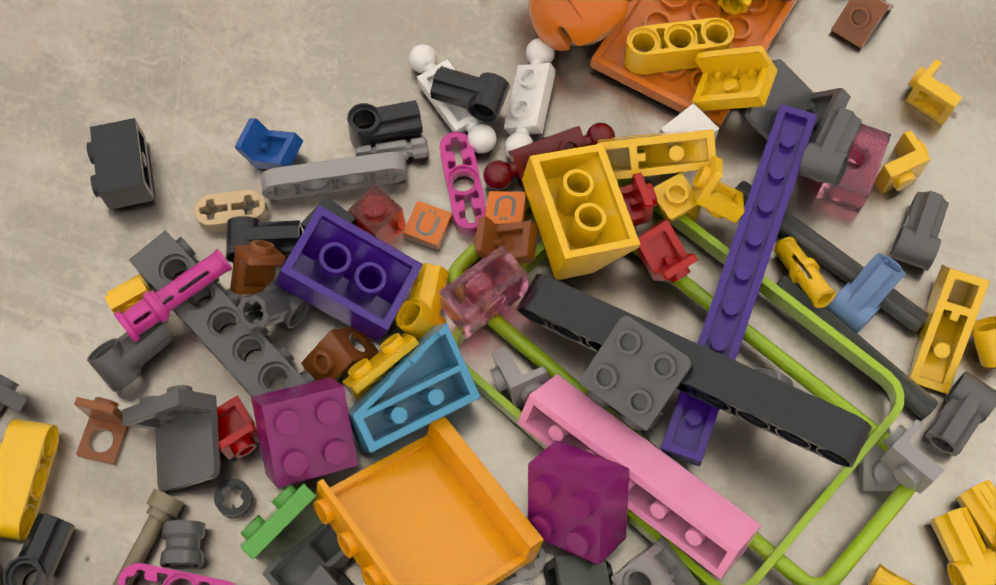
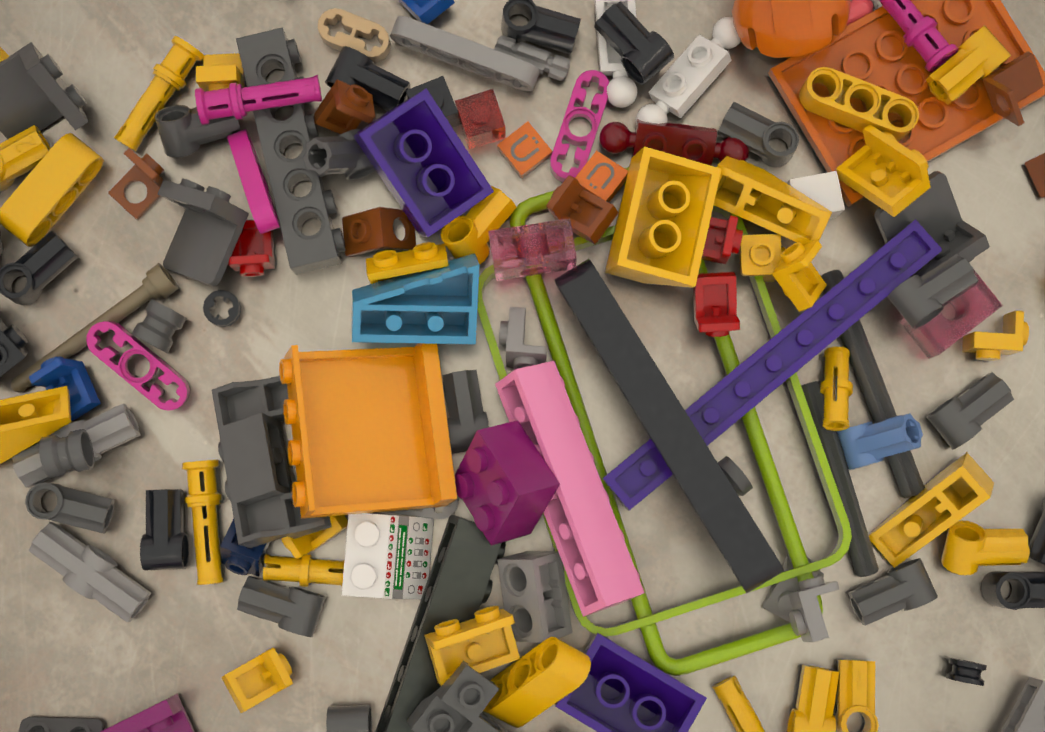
camera: 25 degrees right, 15 degrees up
(83, 328) = (167, 79): none -> yellow pin
(206, 370) = (253, 181): none -> dark pink beam
(263, 531) = (234, 355): bright green plate -> none
(304, 431) = (307, 288): magenta brick -> none
(502, 462) = (464, 408): none -> dark grey piece
(613, 111) = (757, 131): none -> dark grey piece
(635, 373) = (617, 404): dark grey bracket -> none

